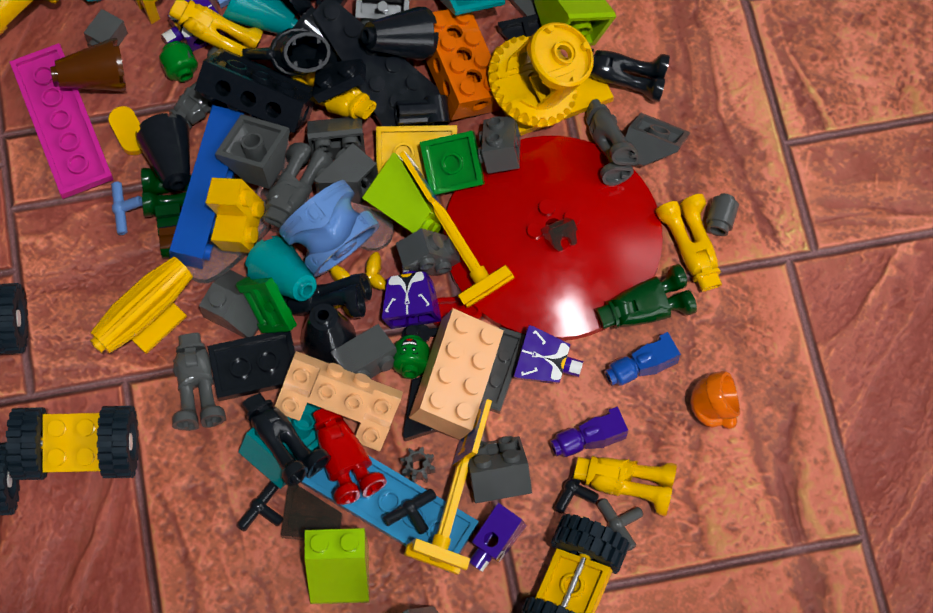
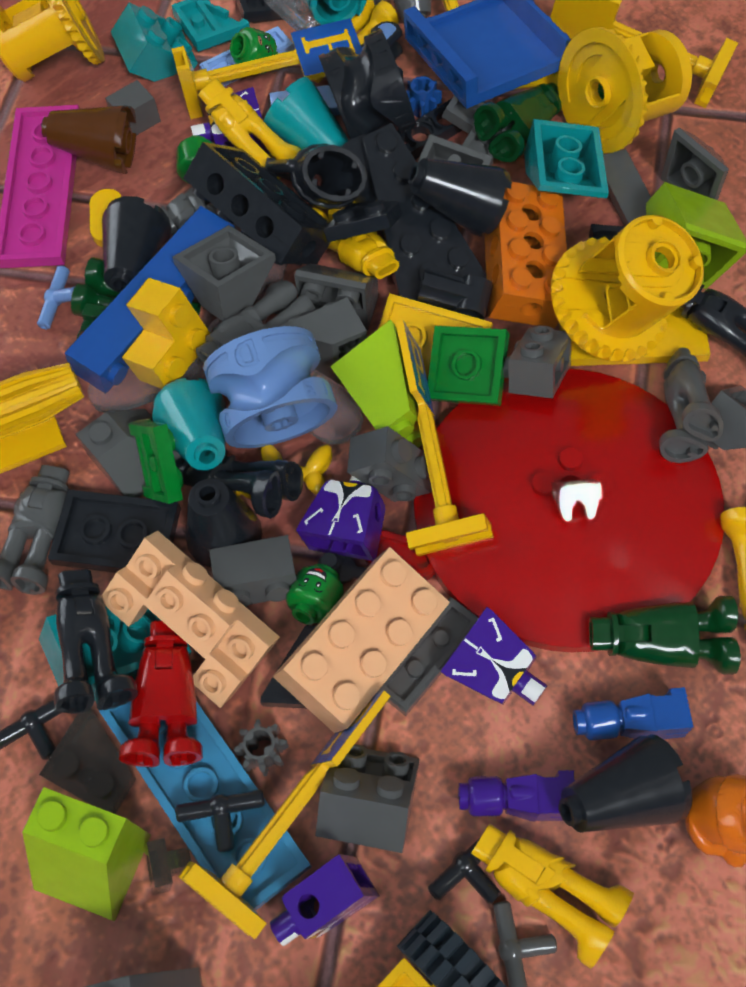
camera: 25 degrees right, 5 degrees down
(387, 556) = (164, 864): none -> clear smoke tile
(654, 404) = (629, 789): none -> black cone

